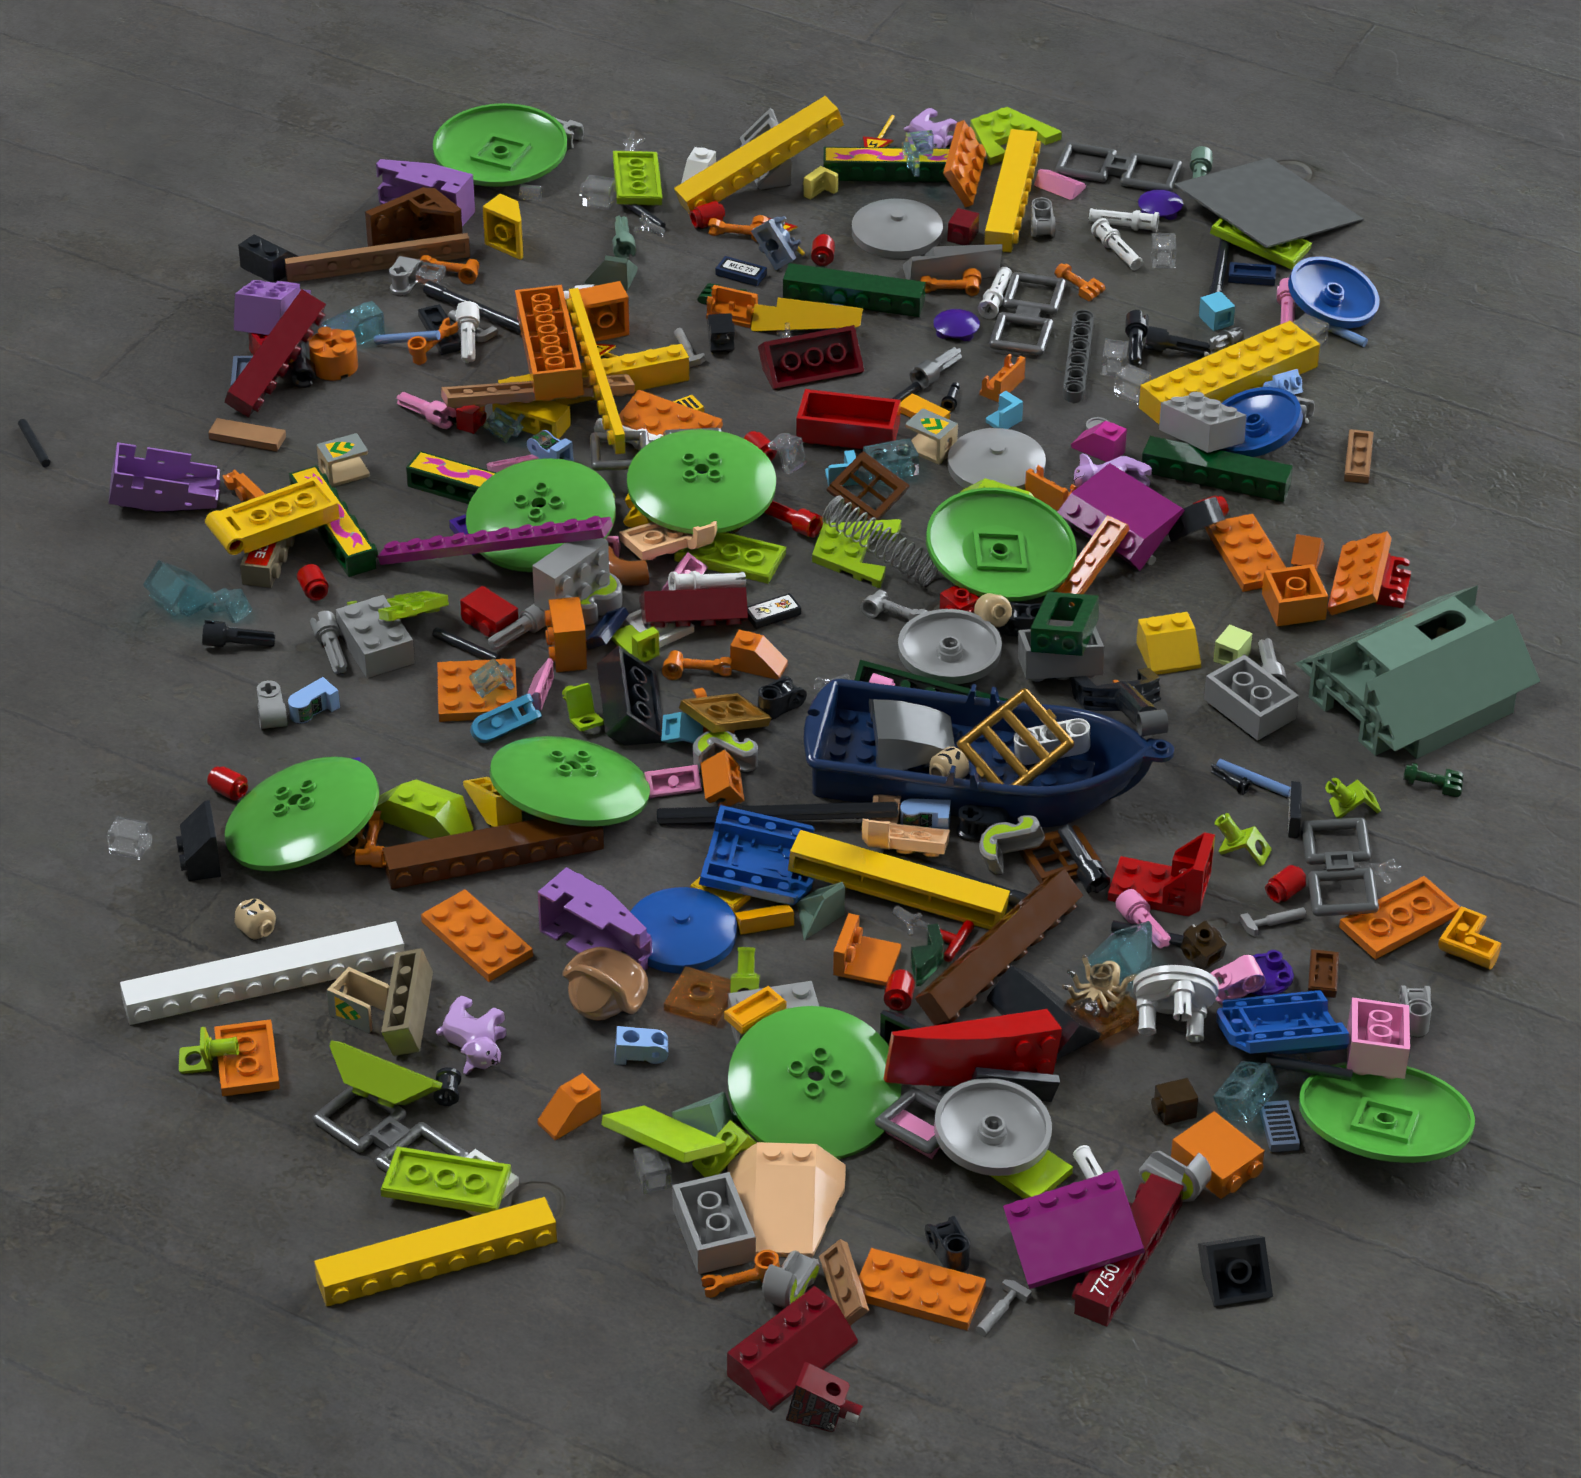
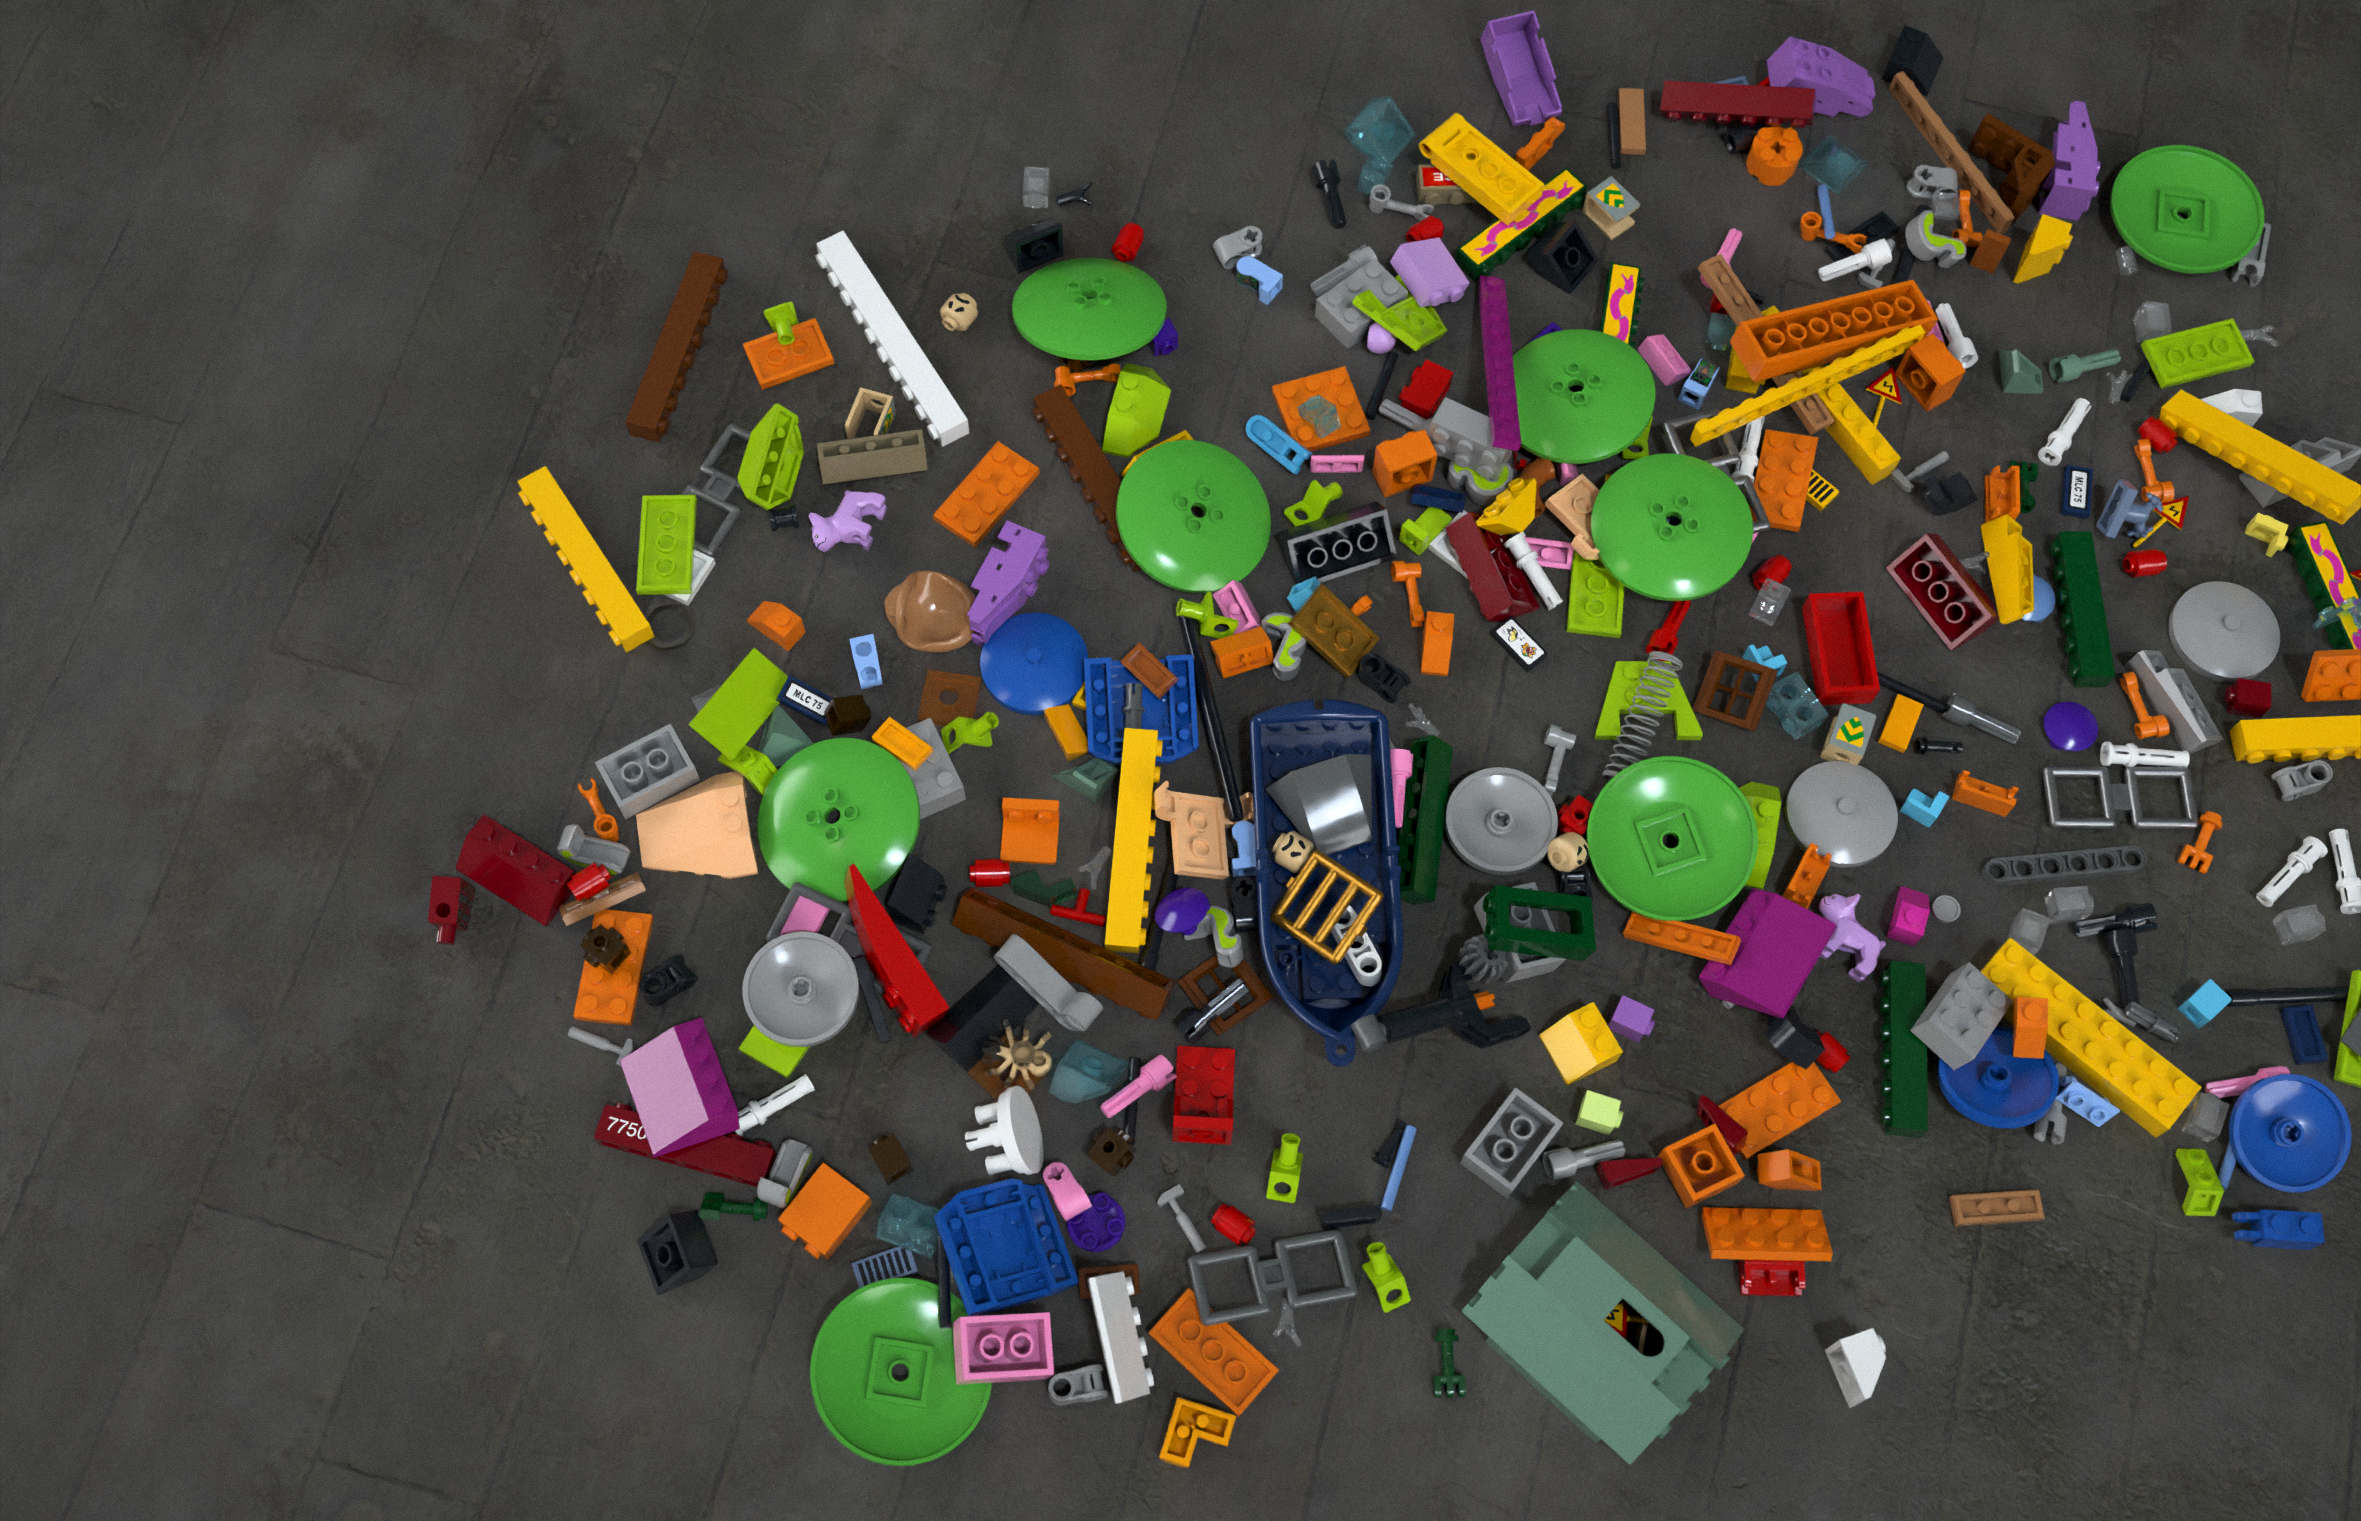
camera: 75 degrees right, 25 degrees up
(150, 813) = (1075, 196): none -> black bar
(199, 1144) = (676, 347): none -> reddish brown brick
(257, 448) = (1614, 135): none -> black bar
(263, 598) = (1380, 199): none -> light grey brick
(364, 581) = (1429, 272): none -> lavender brick
(377, 502) = (1563, 256): none -> black slope
(420, 629) = (1380, 339): none -> lavender piece
(470, 285) = (1929, 245): none -> light grey animal
(495, 253) = (1990, 251): none -> dark orange tile
(642, 571) = (1512, 508): none -> yellow slope
(666, 252) = (2061, 439): none -> white pin
(669, 1095) = (804, 699): none -> tile
(677, 794) = (1205, 615): none -> lime bracket
(698, 1063) = (847, 714): none -> dark brown brick
(727, 836) = (1149, 670): none -> dark orange tile
(761, 858) = (1133, 706): none -> dark grey axle
(828, 1277) = (589, 881): none -> red brick
(911, 1267) = (604, 948): none -> dark brown brick
(983, 854) = (1182, 911): none -> dark purple dish
(1040, 955) = (1047, 986): none -> light grey beam
(1086, 669) = (1480, 961): none -> dark grey gear
(1152, 605) = (1632, 1019): none -> medium lavender brick
(1199, 1232) = (714, 1204): none -> dark green hinge
(1222, 384) = (2029, 1027): none -> orange slope
(1273, 562) = (1731, 1131): none -> dark red slope
(1289, 644) = (1623, 1171): none -> dark red slope
(1367, 341) = (2204, 1185): none -> lime bracket
(1383, 955) = (1119, 1336): none -> white slope
(1408, 315) = (2281, 1229): none -> blue hinge
(1480, 544) = (1857, 1364): none -> white slope

